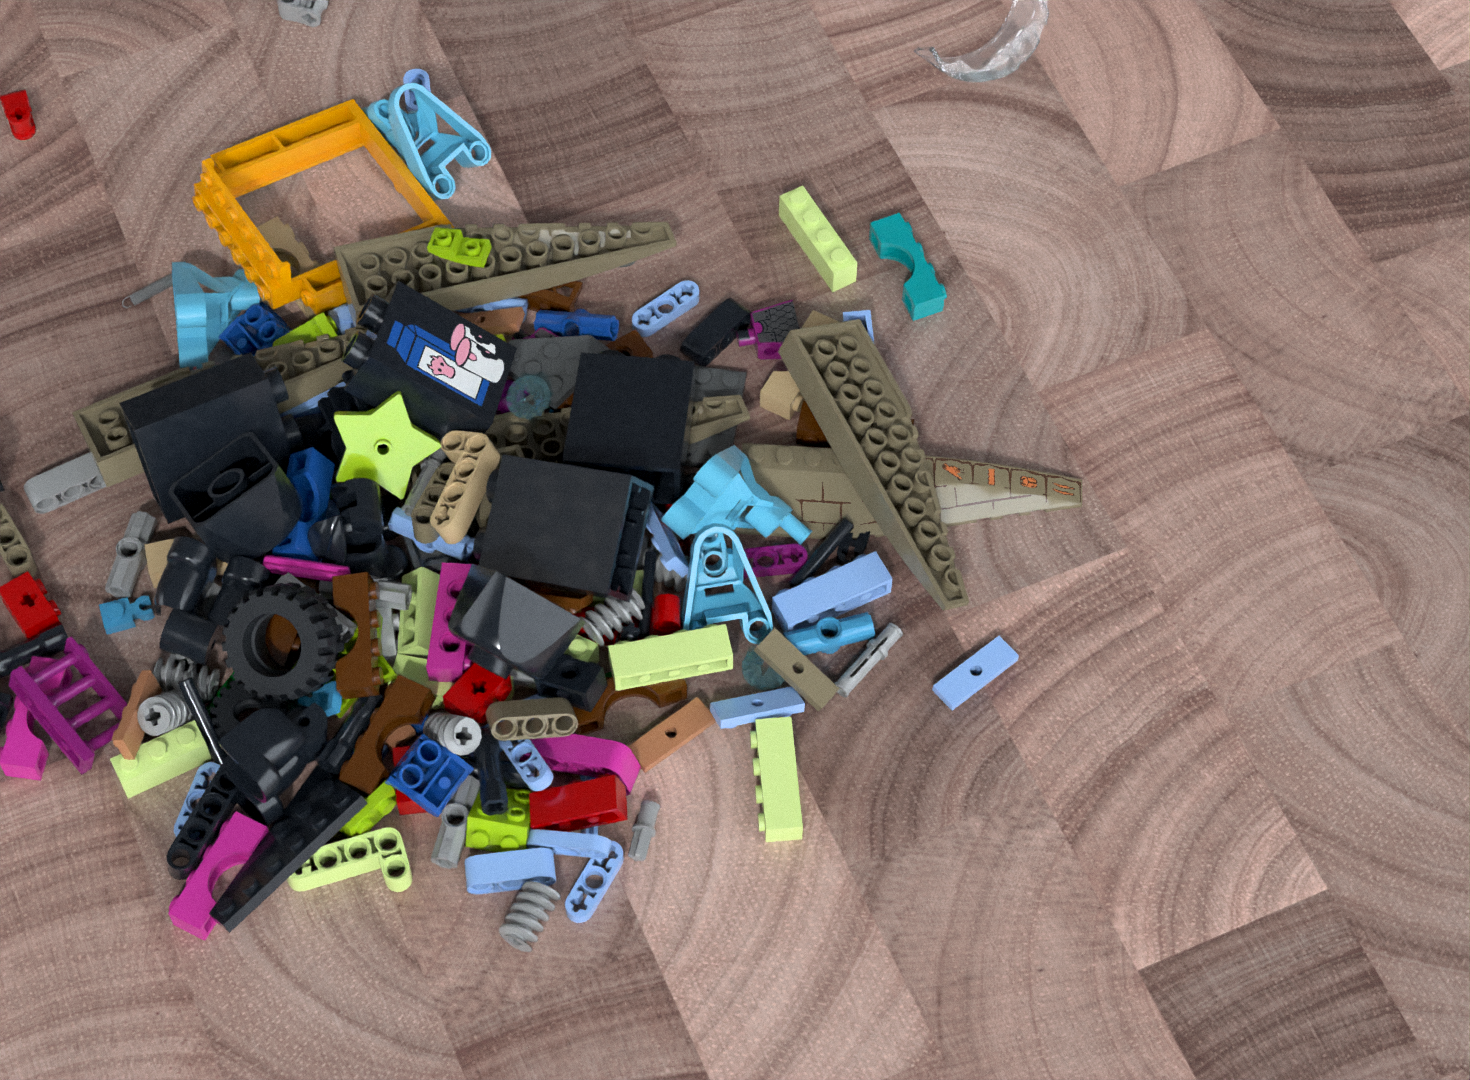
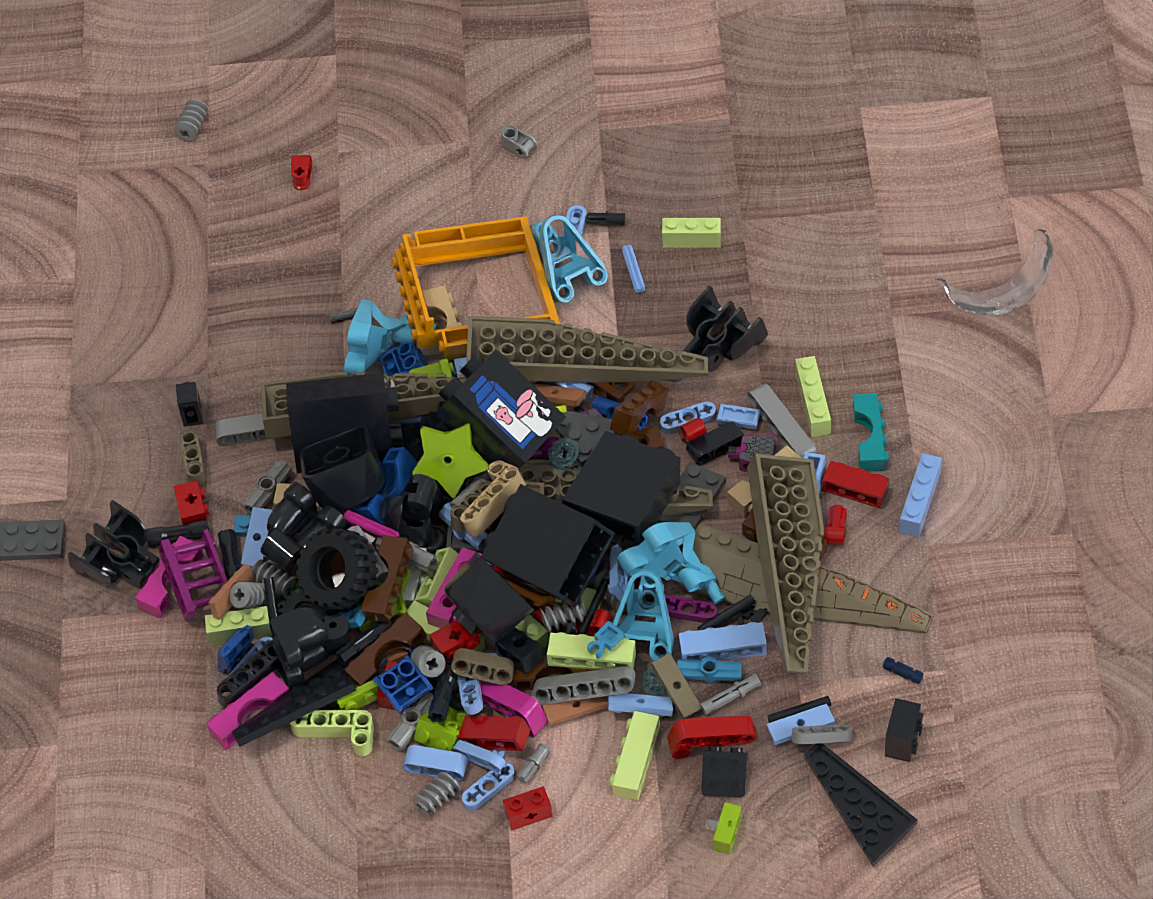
camera: 25 degrees right, 5 degrees down
(110, 660) = (229, 546): none -> black axle
(142, 613) = (256, 528): none -> light blue tile
(169, 788) = (237, 645): none -> blue slope
(454, 247) = (549, 336): lime slope -> none
(456, 77) = (606, 218): none -> black axle
(518, 133) = (633, 269): none -> light blue axle
(577, 67) = (691, 232): none -> yellowish green brick
(599, 318) = (630, 412): none -> reddish brown arch
(645, 174) = (708, 317): none -> black piece
(661, 896) = (527, 808): none -> red brick
(683, 322) = (692, 429): none -> red piece
(683, 692) = (590, 679): none -> light grey beam
(689, 631) = (606, 637): none -> dark azure plate
(739, 287) = (743, 416): none -> light blue plate
(788, 280) = (780, 420): none -> light grey beam
(864, 720) = (709, 732): none -> red beam
(903, 765) = (724, 771): none -> black bracket
(913, 390) = (835, 529): none -> red piece
(918, 337) = (855, 484): none -> red brick
(935, 842) = (725, 827): none -> lime piece
(963, 654) = (799, 708): none -> black piece
(1005, 329) = (920, 495): none -> light blue brick
(1010, 678) = (822, 734): none -> light grey beam
(1075, 562) = (903, 670): none -> dark blue axle
(1108, 763) = (867, 811): none -> black wing
(1114, 642) = (903, 730): none -> black brick

